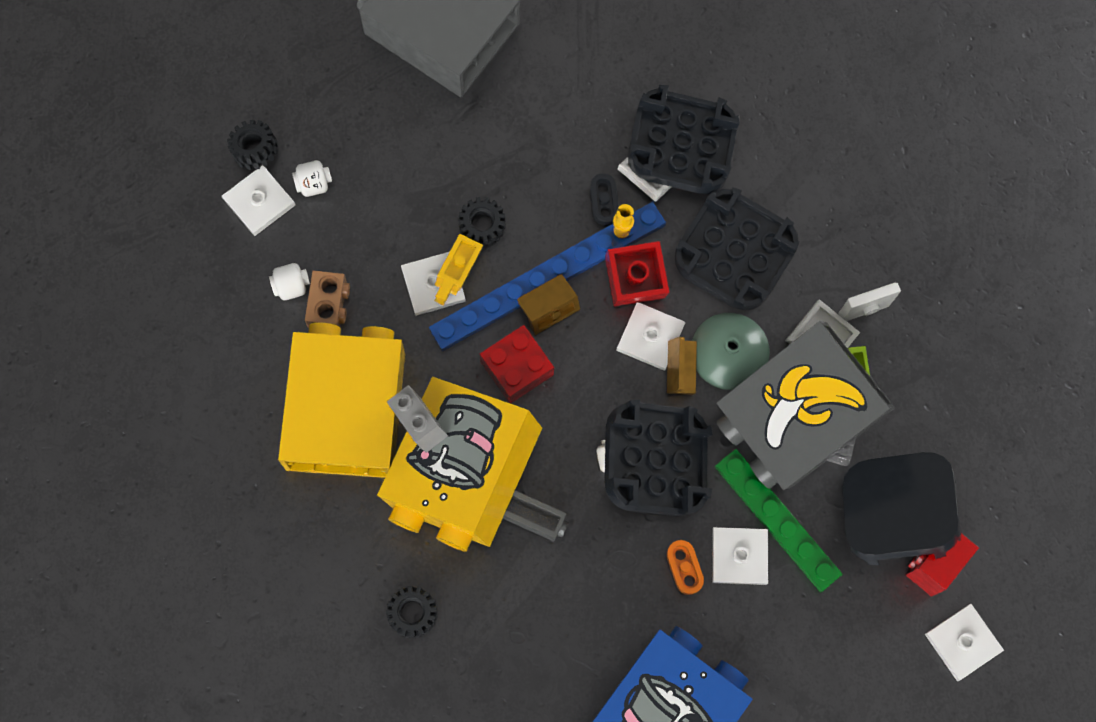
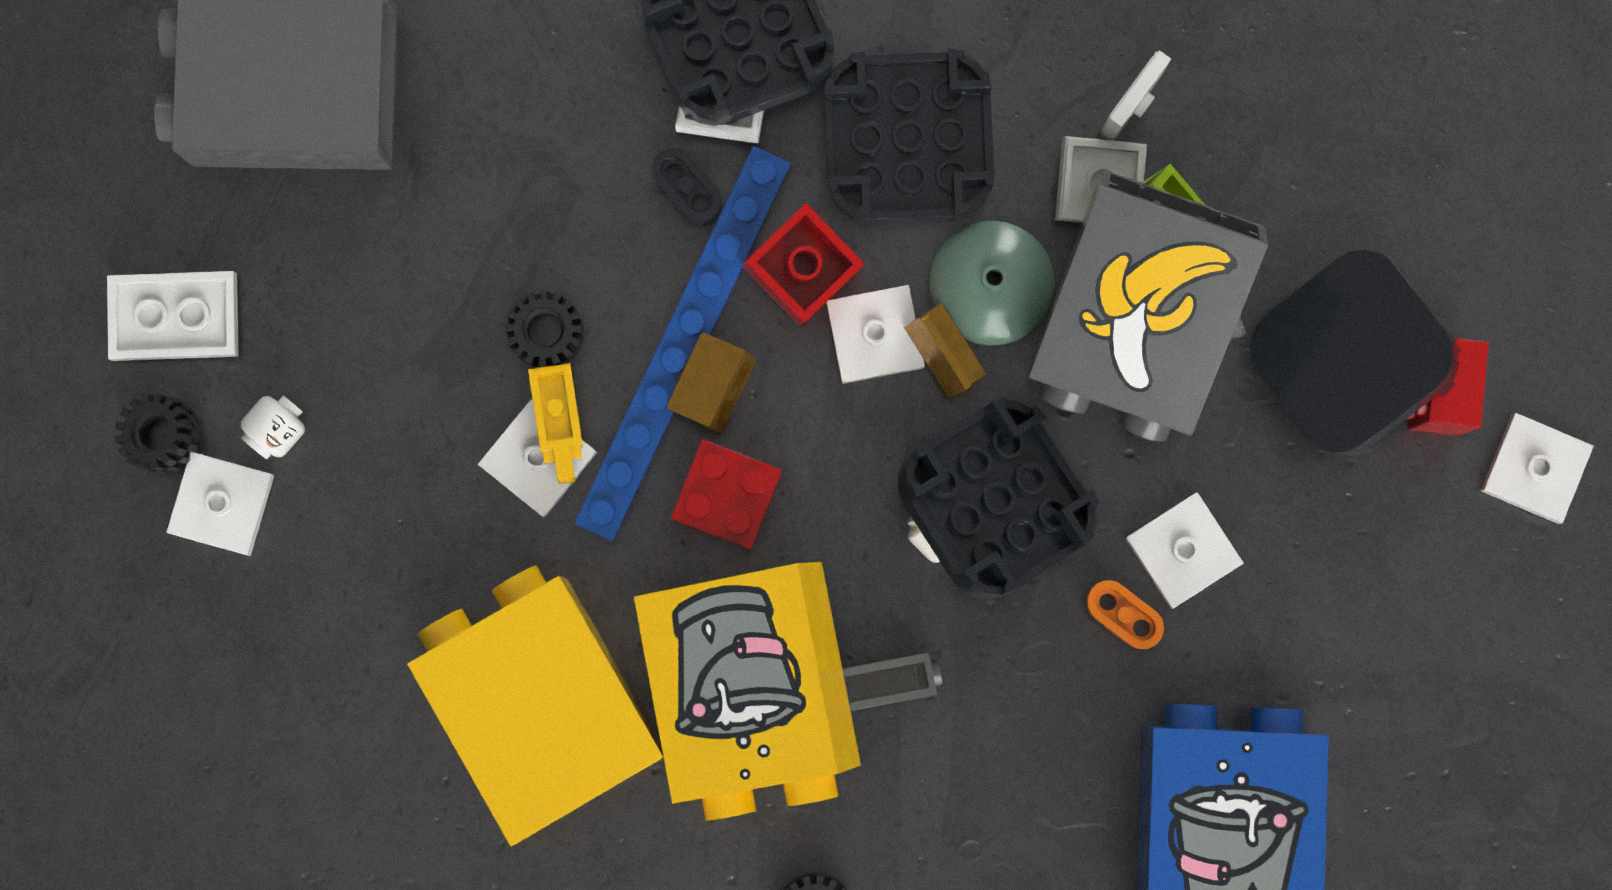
camera: 30 degrees left, 10 degrees up
(289, 281) = (345, 589): white head -> none
(302, 95) = (172, 316): none -> white plate
(320, 301) = (404, 588): medium nougat brick -> none
(417, 419) = (657, 672): light grey brick -> none
(623, 221) = (738, 198): yellow pin -> none
(778, 521) = (1204, 471): green plate -> none

